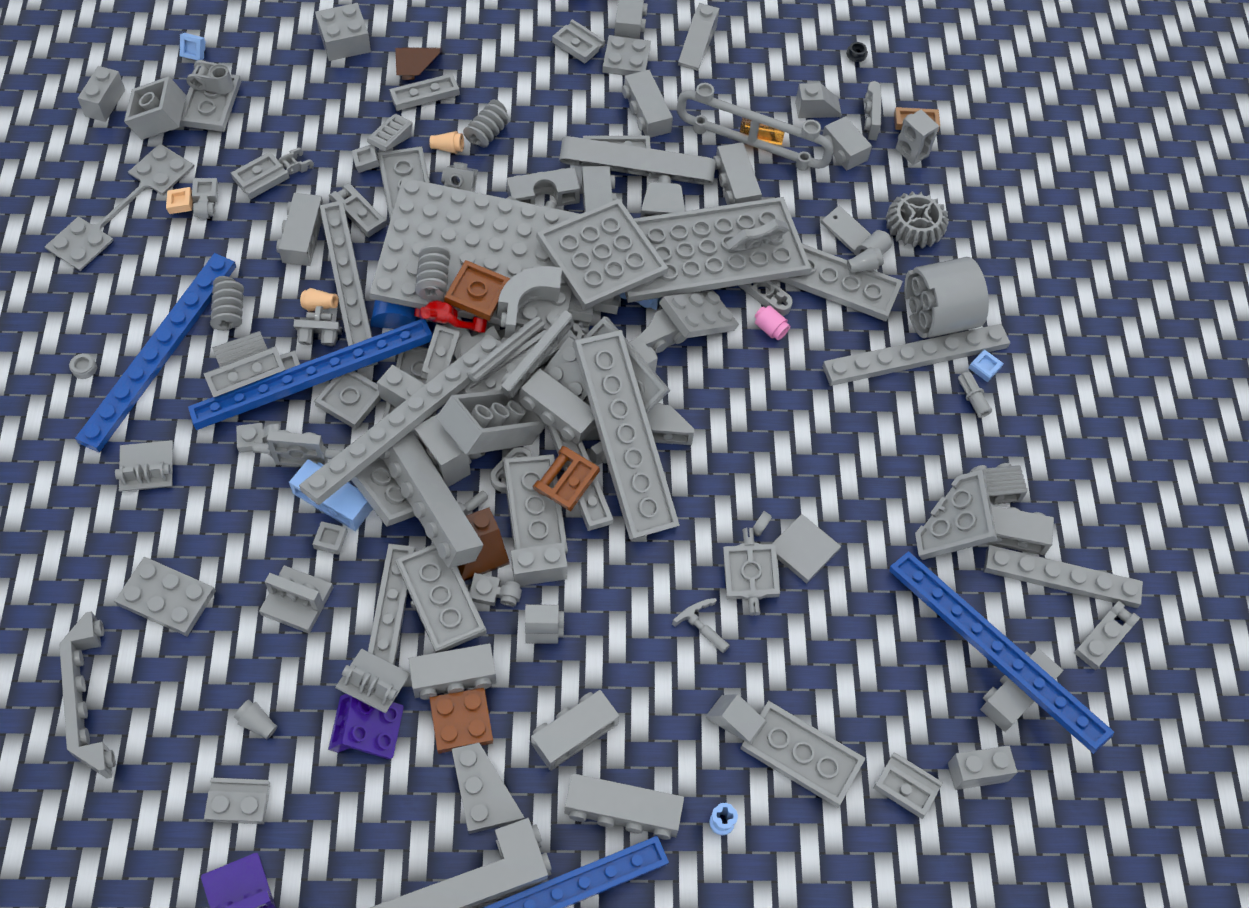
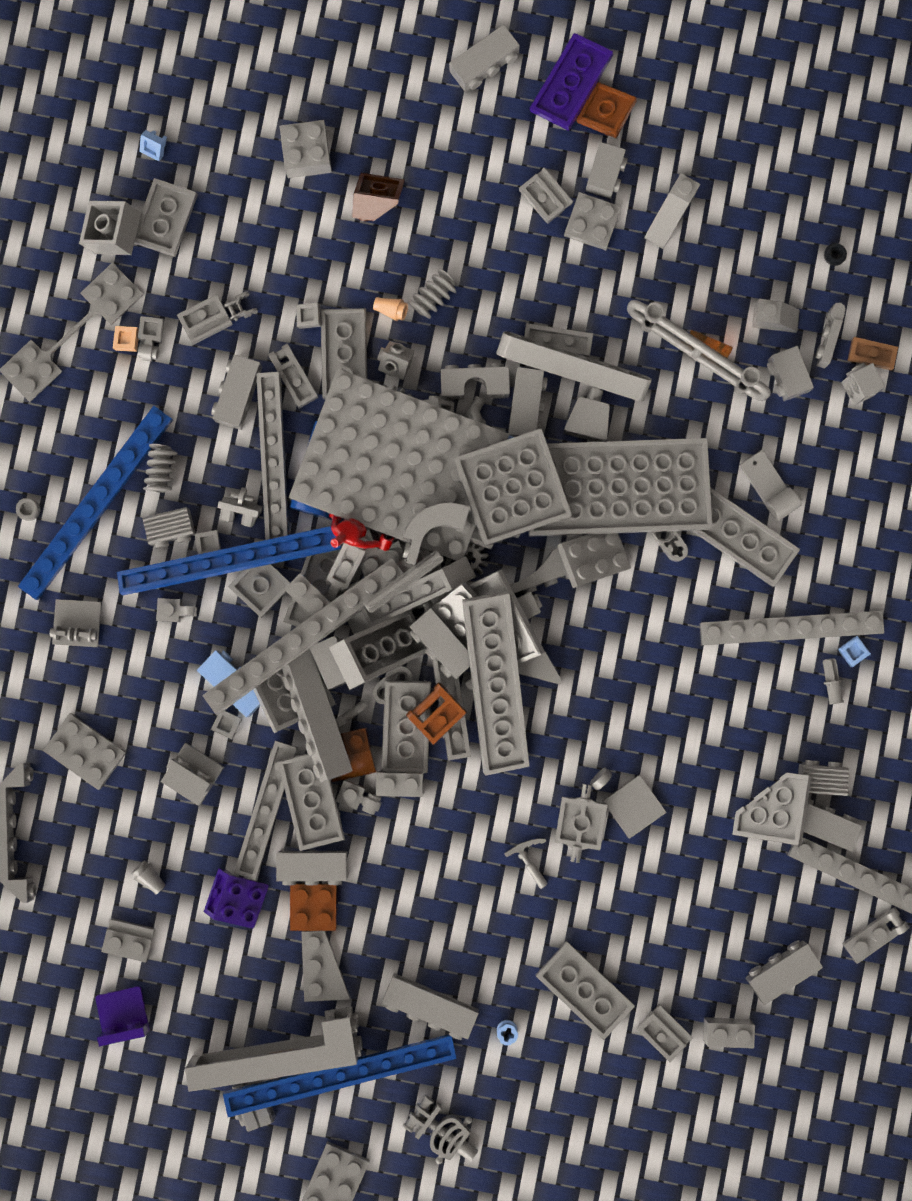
camera: 20 degrees right, 25 degrees up
(101, 93) = (59, 195): light grey brick -> none
(212, 77) = (163, 195): light grey piece -> none
(244, 371) = (168, 550): light grey plate -> none
(295, 448) = (215, 640): light grey plate -> none
(312, 298) = (244, 478): light nougat cone -> none
(372, 680) = (245, 870): light grey hinge -> none
(394, 130) = (345, 281): light grey slope -> none
(424, 92) = (377, 239): light grey plate -> none
(432, 272) = (348, 491): light grey piece -> none
(476, 290) = (387, 514): dark orange plate -> none
(543, 624) = (392, 844): light grey brick -> none
(558, 329) = (404, 617): light grey plate -> none
(574, 729) = (402, 935): light grey brick -> none
(647, 104) = (599, 291): light grey brick -> none
(736, 174) = (669, 398): light grey brick -> none
(736, 717) = (536, 952): light grey slope -> none
(765, 233) = (667, 490): light grey tile -> none
(772, 322) = (662, 573): bright pink brick -> none
(867, 260) = (768, 525): light grey cone -> none
(917, 219) = (841, 485): light grey gear -> none
(947, 297) = (833, 586): light grey brick -> none
(1002, 653) = (772, 942): blue plate -> none

